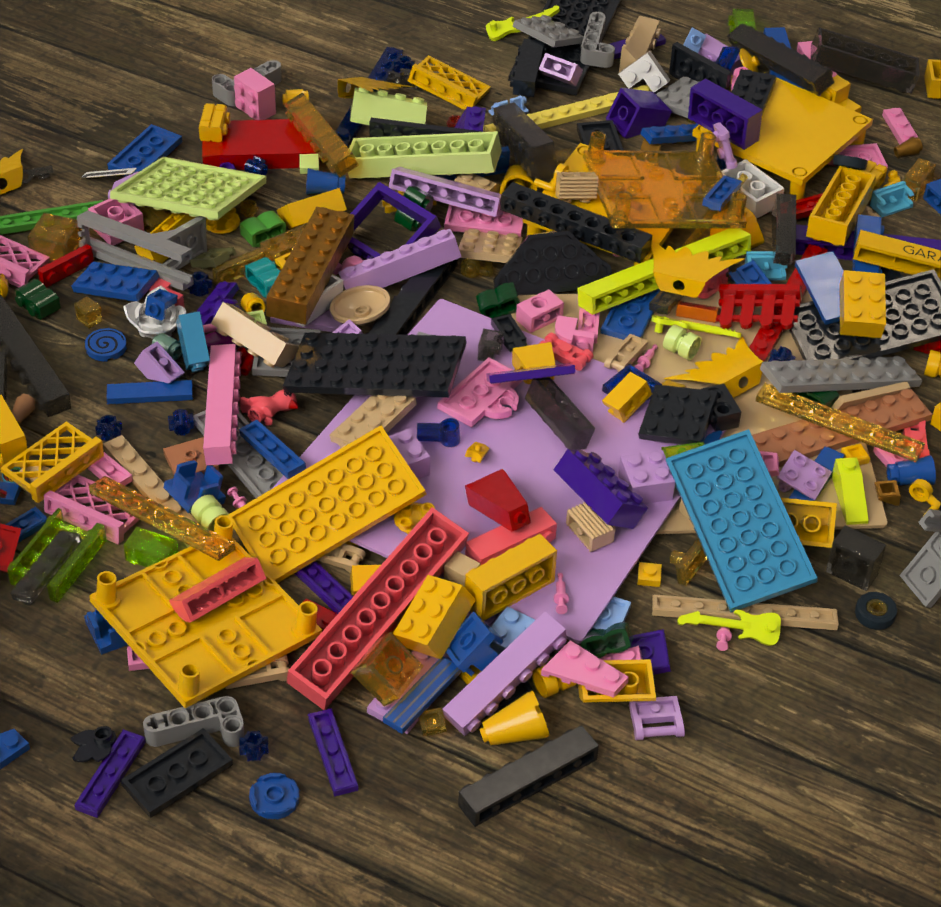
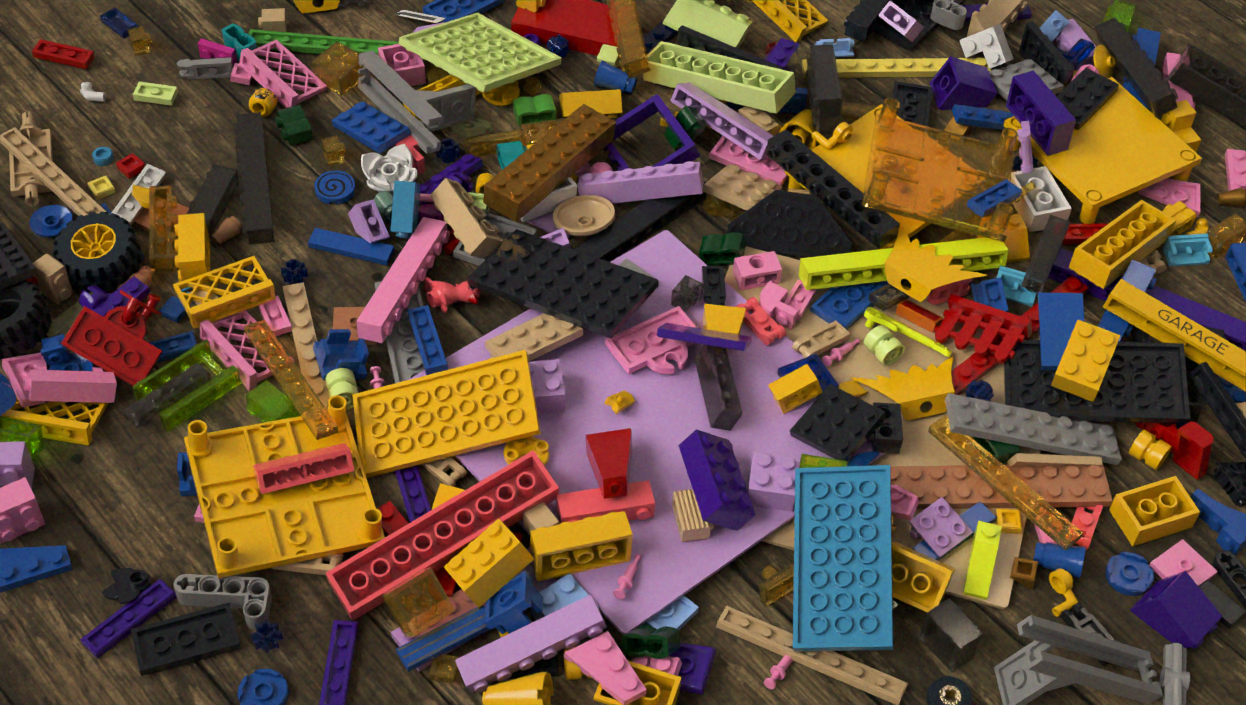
camera: 20 degrees right, 5 degrees up
(66, 265) = (335, 98): red plate -> none
(158, 303) = (393, 160): blue bracket -> none
(181, 422) = (361, 286): clear blue gear -> none
(445, 432) = (596, 371): clear blue piece -> none
(576, 186) = (849, 150): tan brick -> none
(649, 574) = (734, 582): yellow plate -> none
(762, 628) = (819, 678): neon yellow piece -> none
(850, 162) = (1155, 198): black bush -> none

